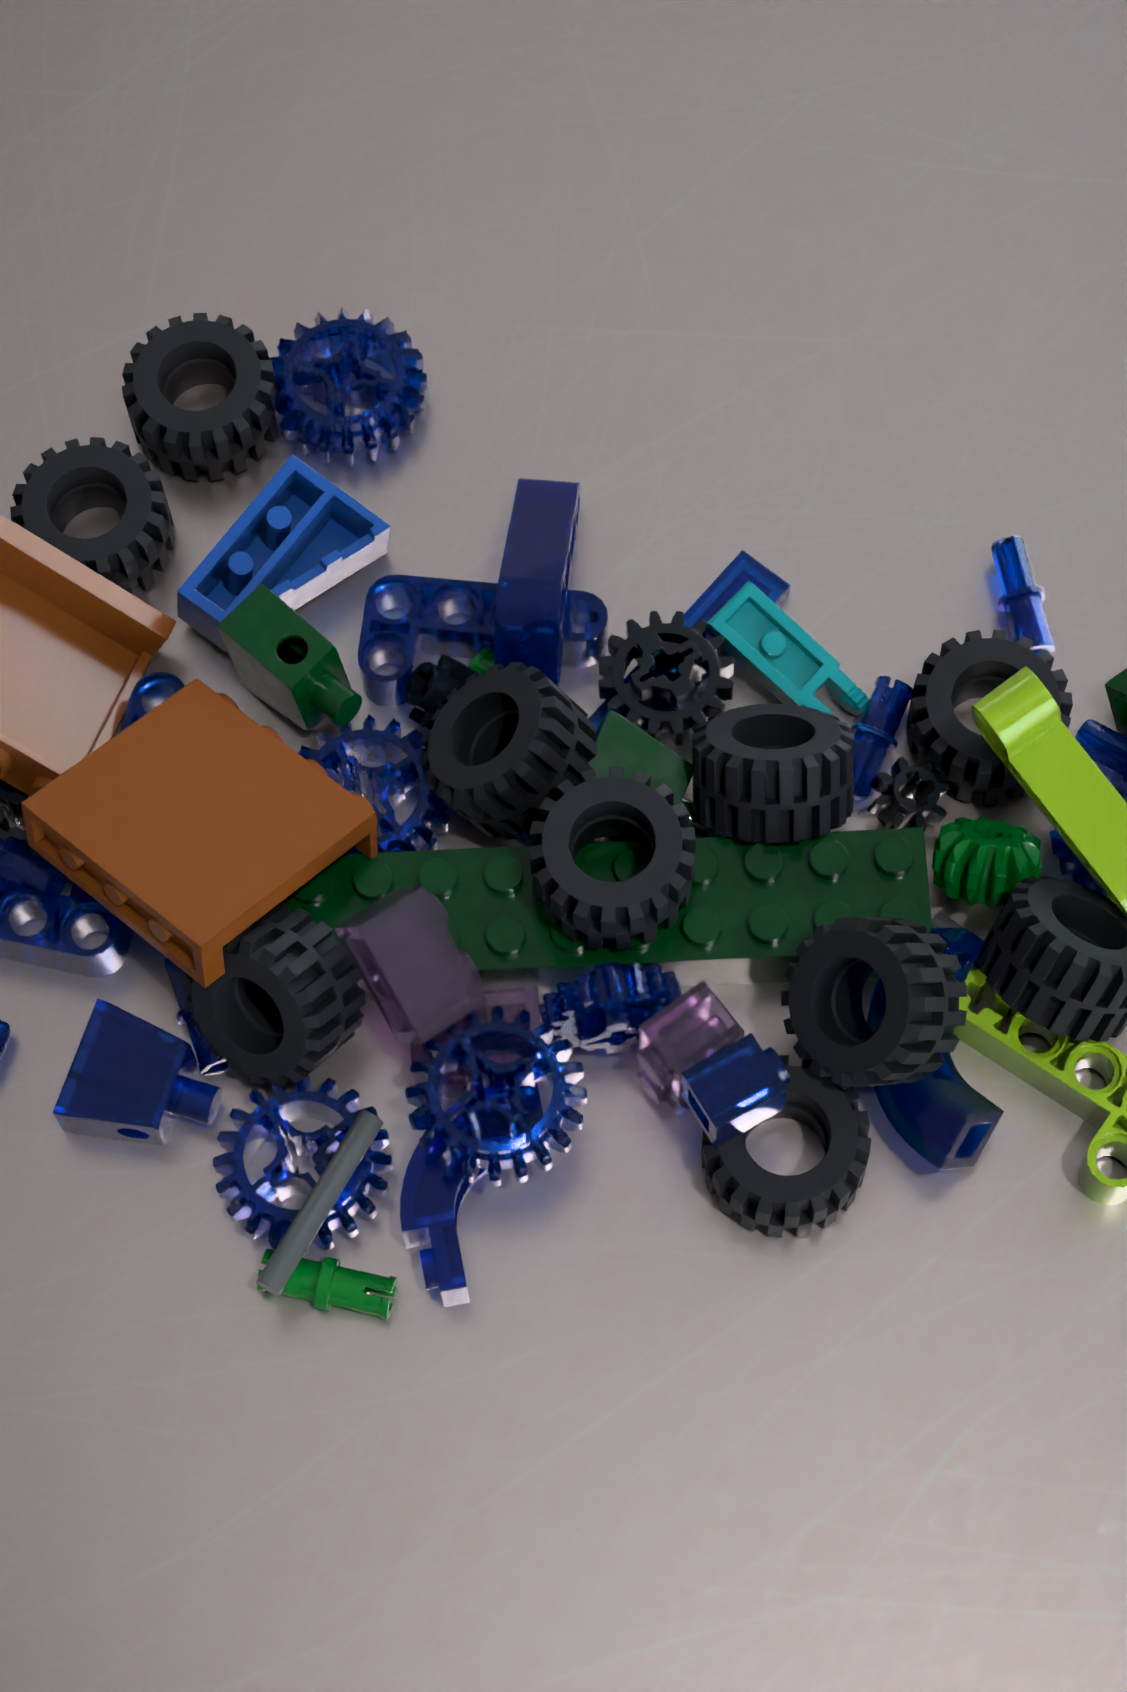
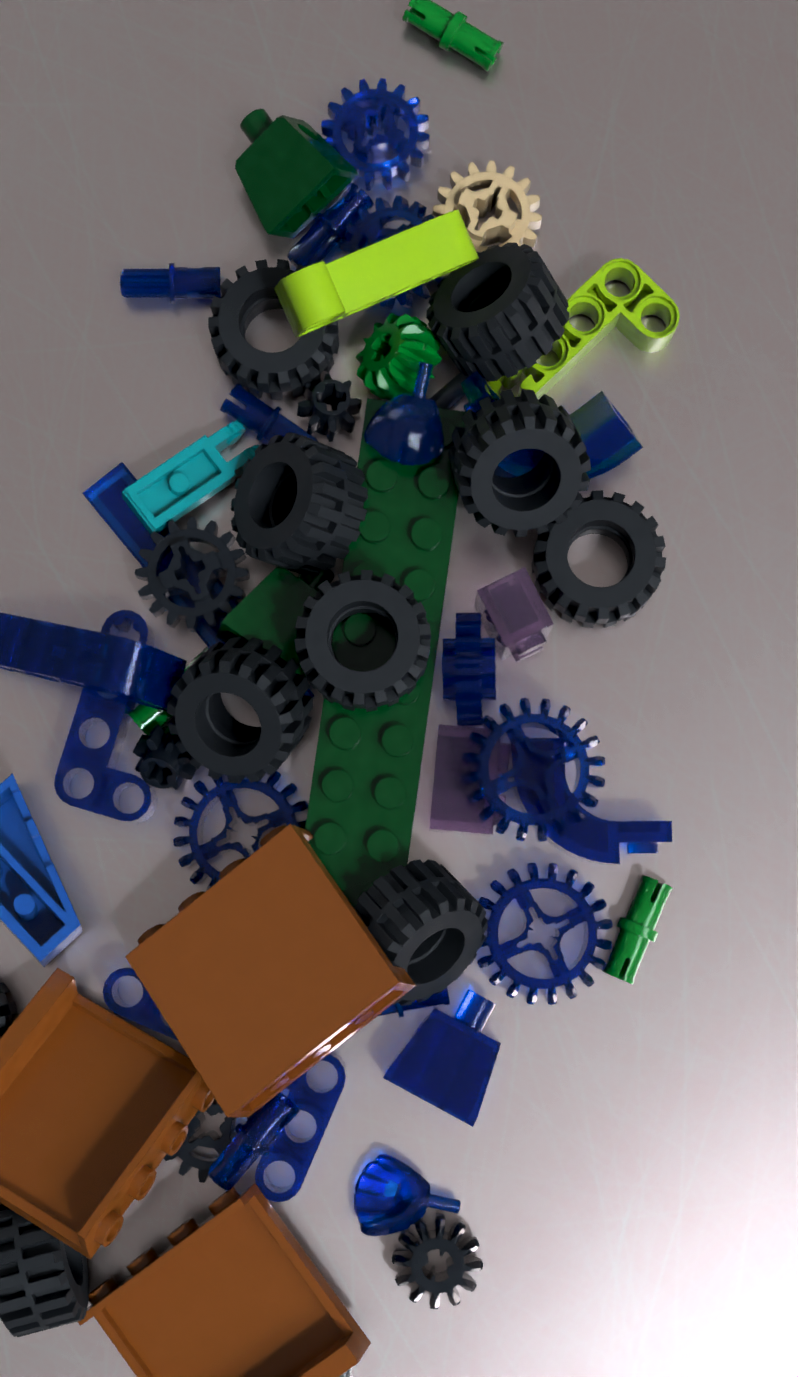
camera: 80 degrees left, 15 degrees up
(288, 661) = (107, 885): dark green torso -> none
(319, 1202) = (588, 923): dark grey bar -> none
(412, 963) = (420, 816): clear purple brick -> none
(735, 1089) = (569, 582): clear blue brick -> none
(893, 871) = (408, 425): none -> clear blue piece

